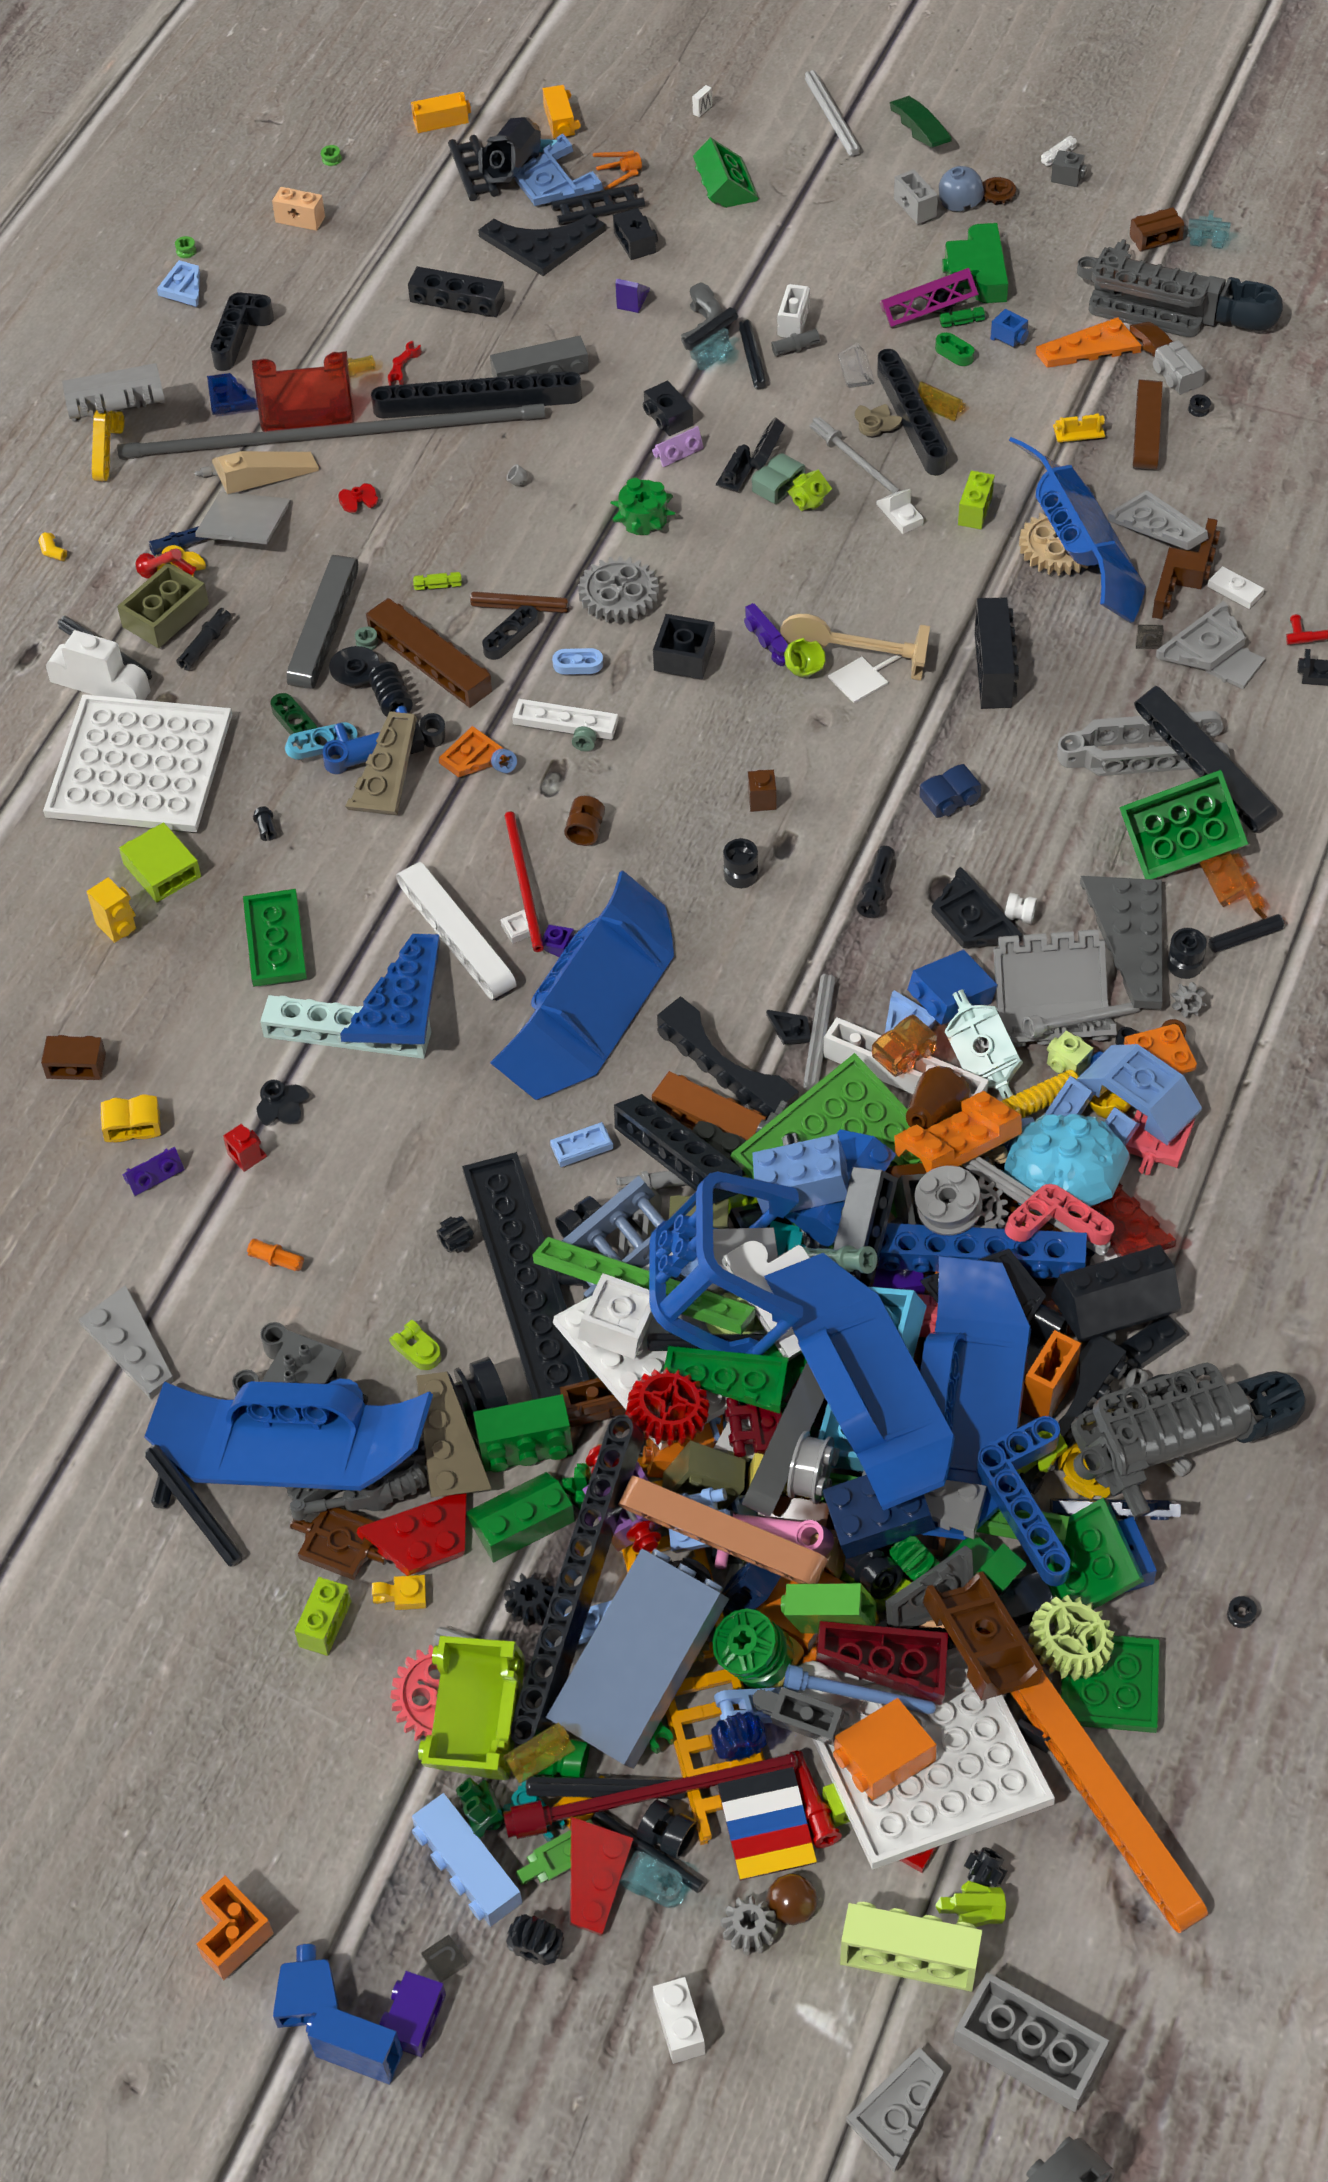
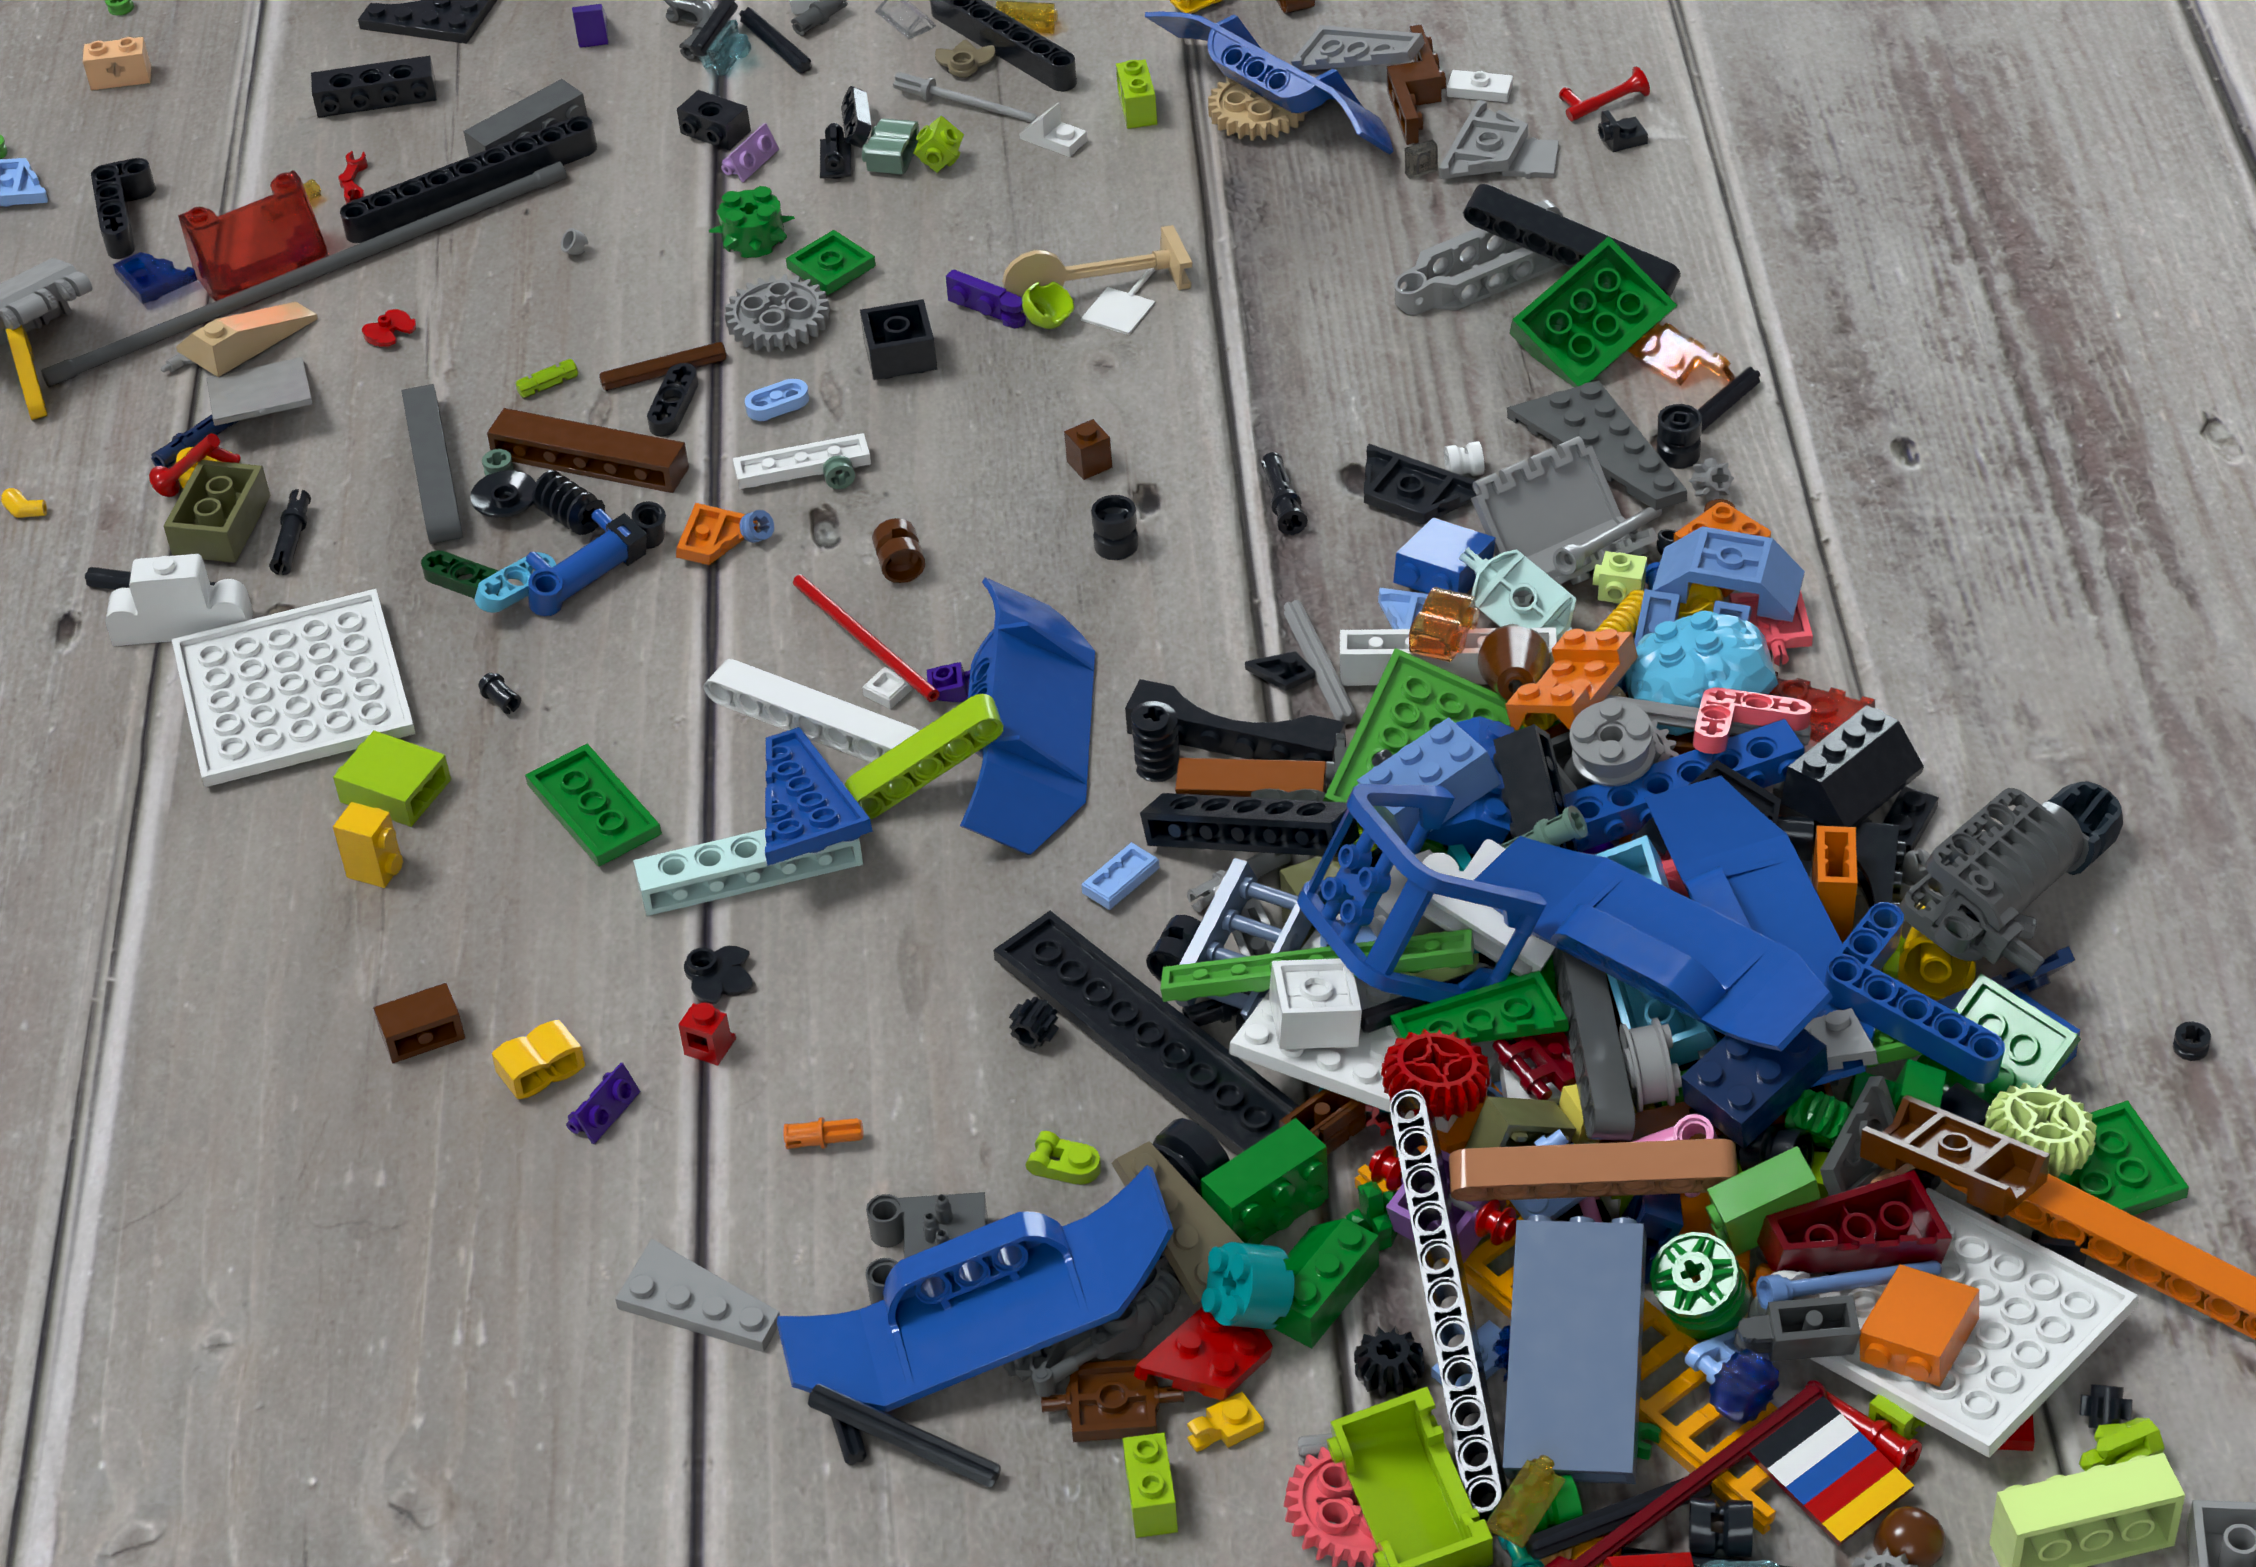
camera: 25 degrees left, 10 degrees down
(384, 776) = (620, 585): dark tan wing -> none
(460, 1504) = (1248, 1285): none -> teal brick
(496, 998) = (926, 755): none -> lime beam
(661, 1049) = (1155, 741): none -> black piece
(680, 560) = (831, 262): none -> green plate
(950, 790) = (1304, 377): dark blue brick -> none
(995, 653) = (1265, 226): black brick -> none

